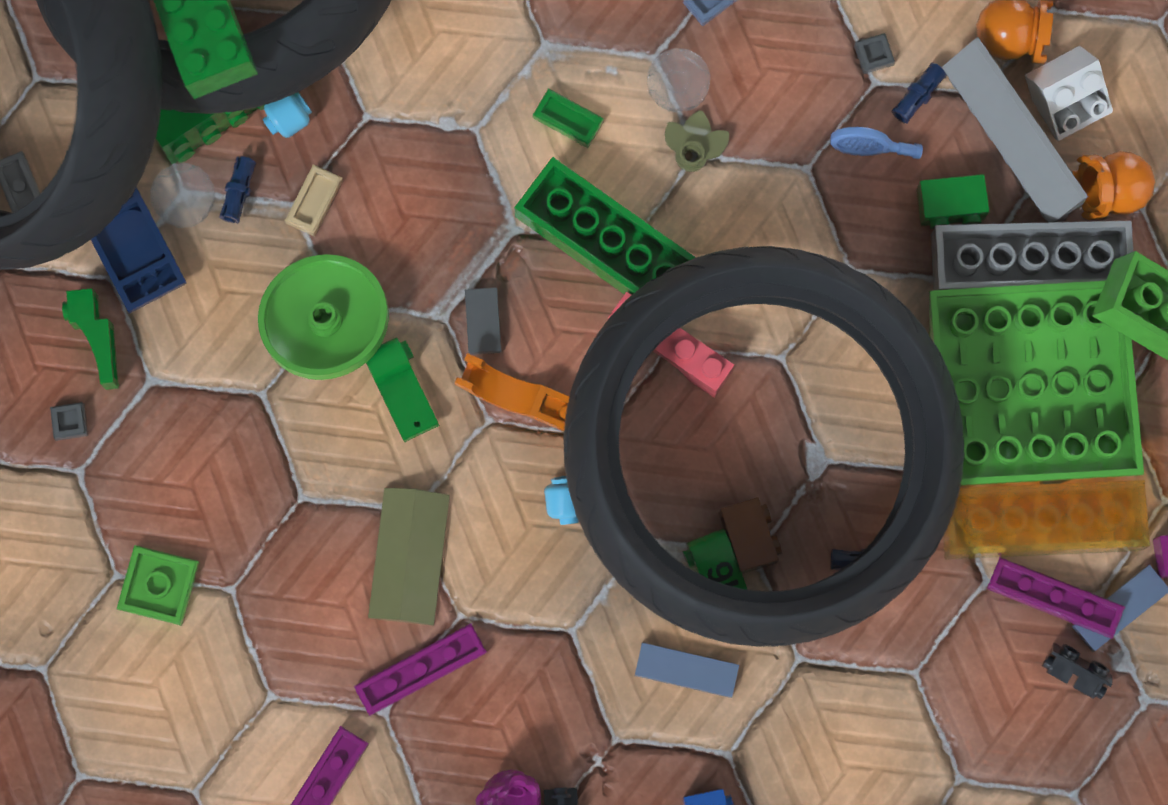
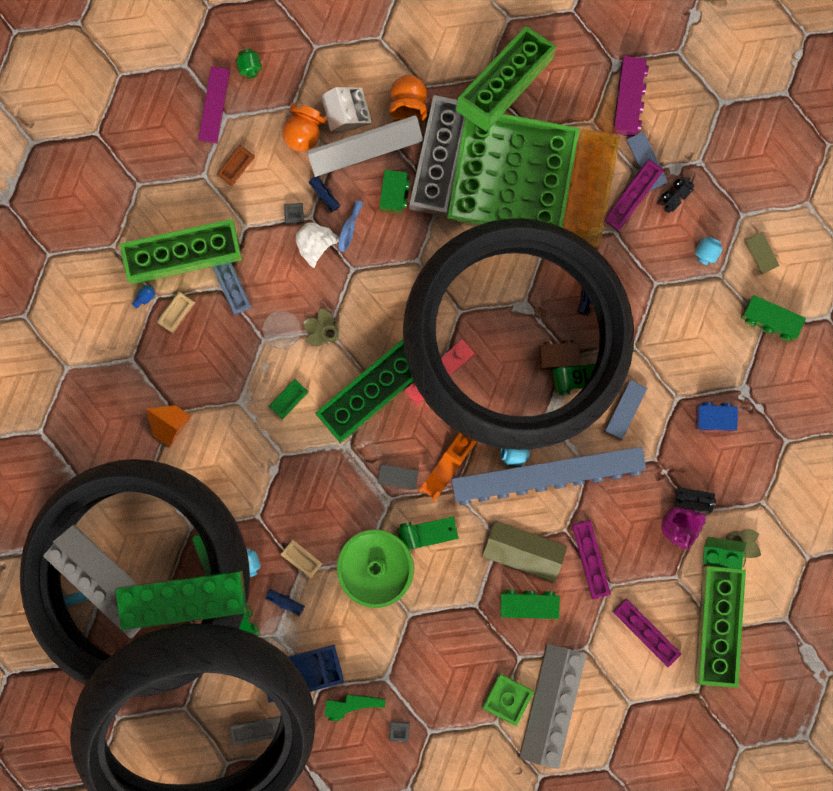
camera: 80 degrees left, 5 degrees up
(162, 661) = (553, 706): none -> light grey slope
(320, 582) = (529, 605): none -> green brick
(545, 565) = (548, 474): none -> sand blue brick
(836, 89) = (313, 241): none -> white hair
(995, 747) = (708, 250): none -> medium azure head

